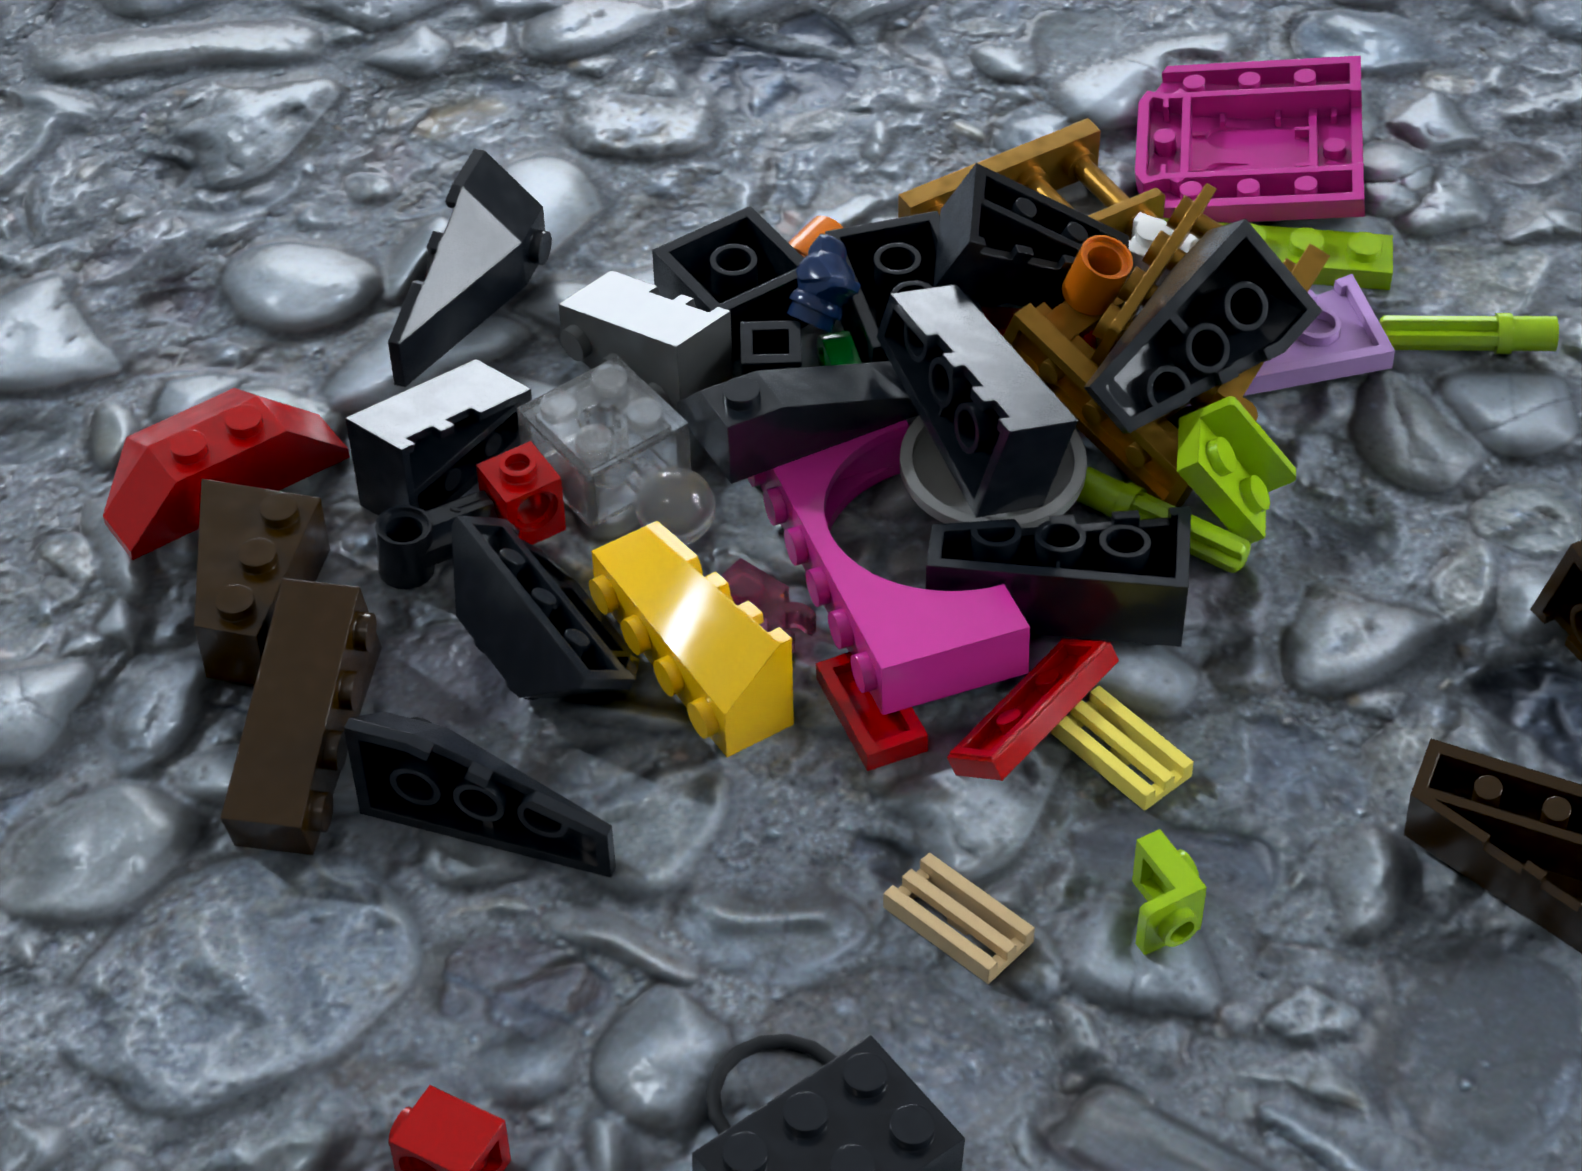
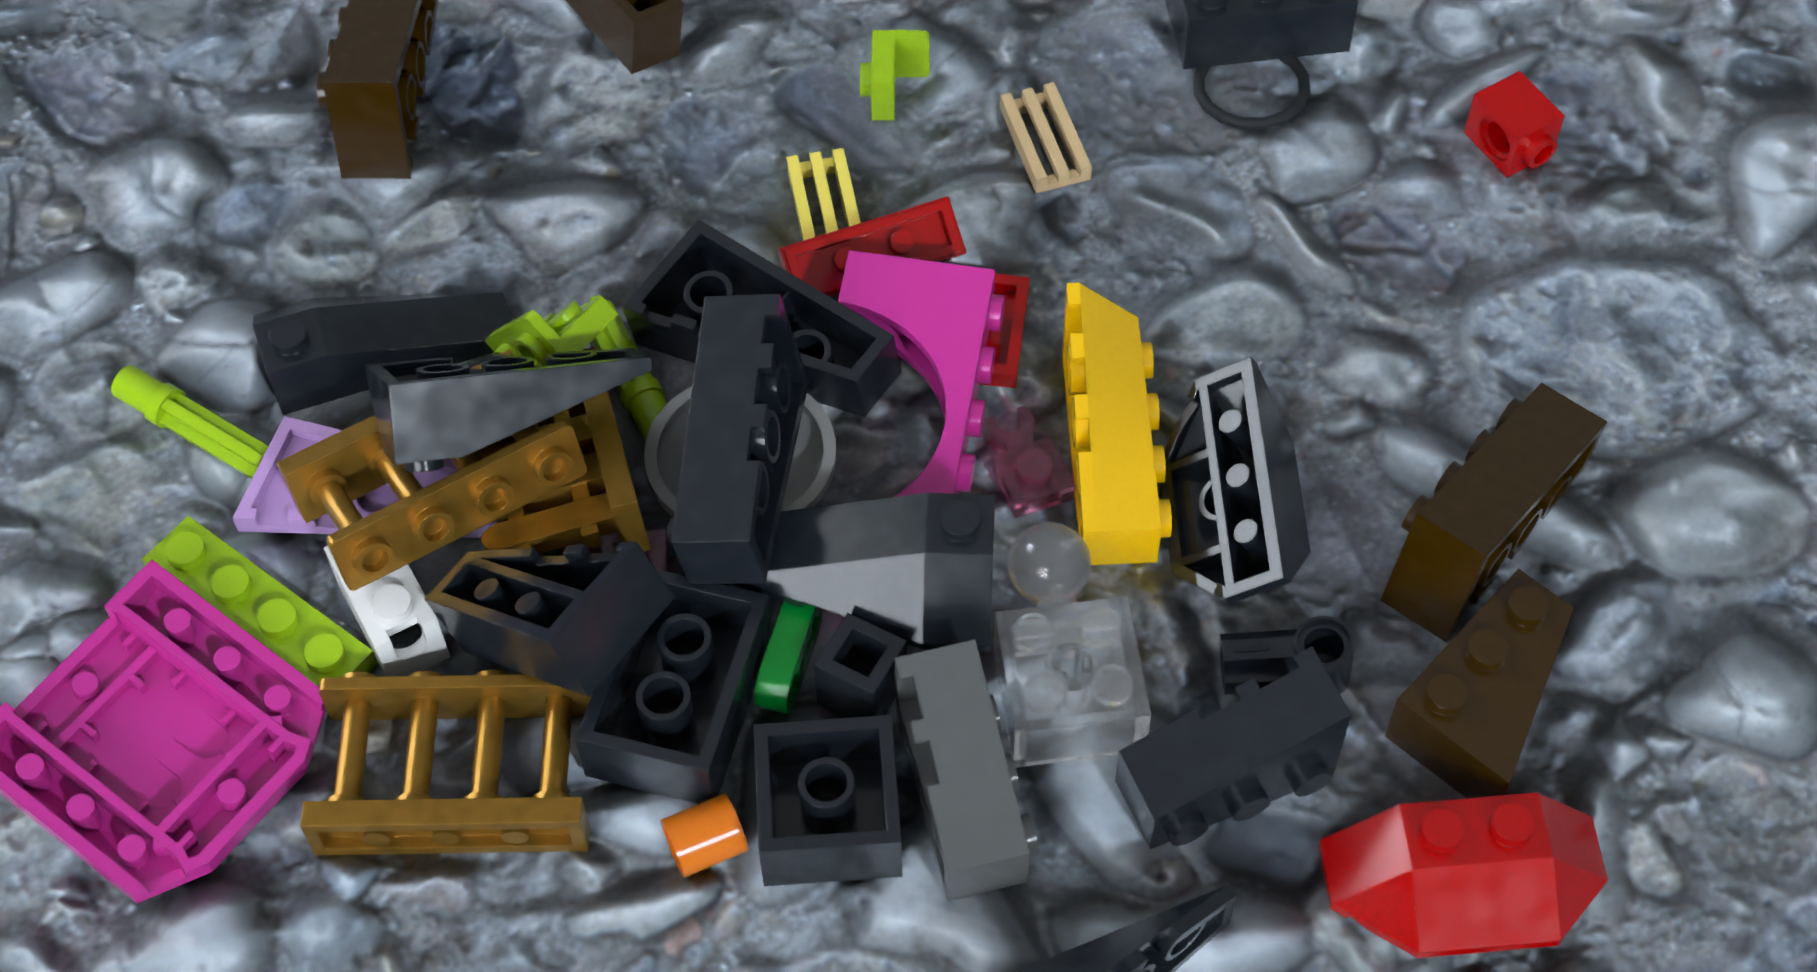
camera: 150 degrees left, 10 degrees up
(452, 787) = (1400, 389): black wedge -> none
(525, 492) = (1185, 654): red brick -> none
(823, 284) = (767, 674): dark blue animal -> none
(1097, 275) = (521, 508): orange beam -> none
(1412, 438) = (323, 344): none -> black wedge

